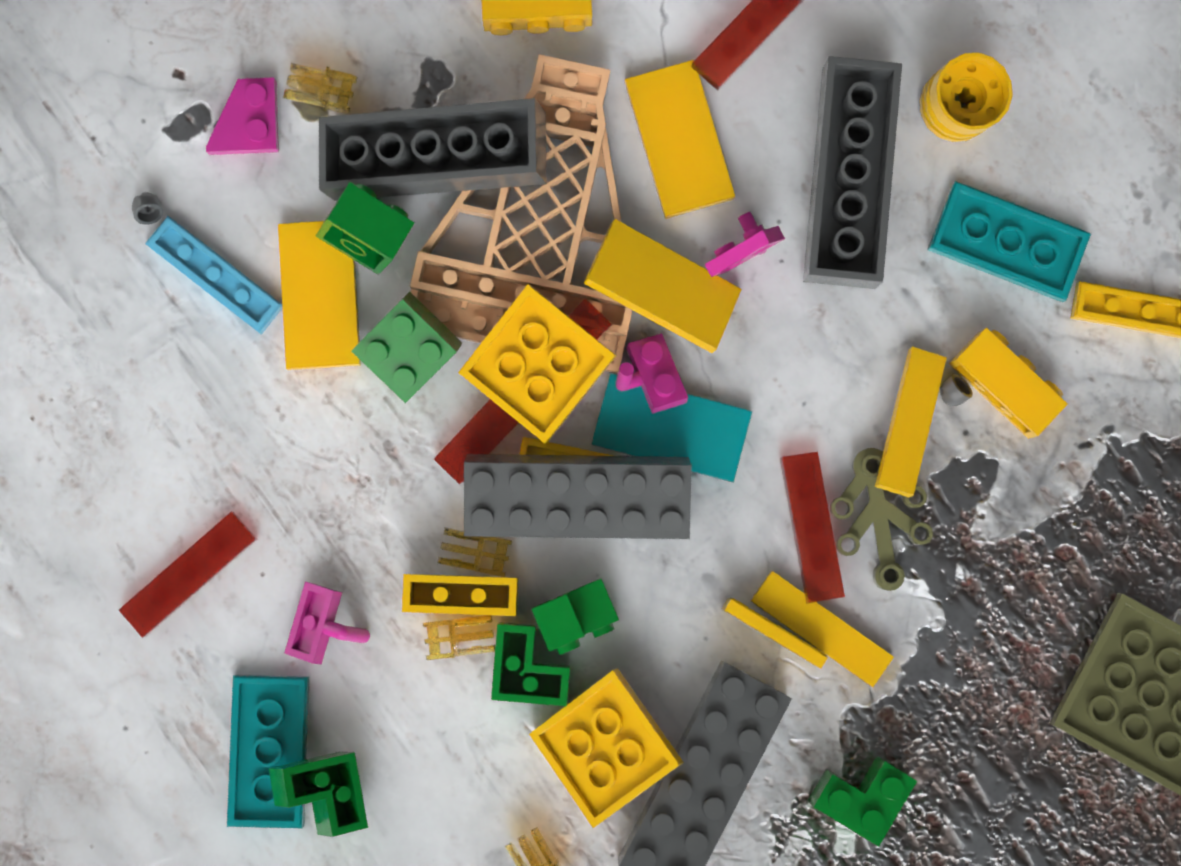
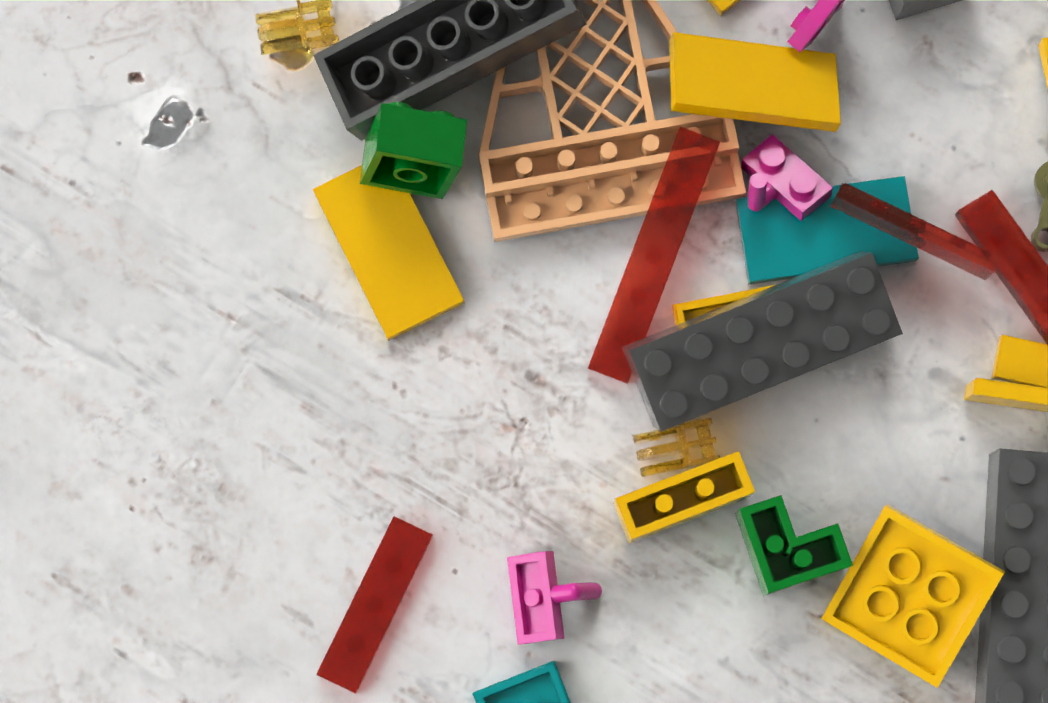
camera: 15 degrees left, 5 degrees down
(140, 211) = (171, 236): dark grey hinge -> none
(214, 275) = (266, 272): medium azure tile -> none
(248, 120) = (231, 94): dark pink wing -> none
(407, 347) = (511, 258): brick -> none
(434, 640) = (695, 548): clear yellow arm -> none
(537, 363) = (660, 215): yellow plate -> none
(575, 615) = (815, 468): green brick -> none
(737, 460) = (915, 231): none -> clear red tile

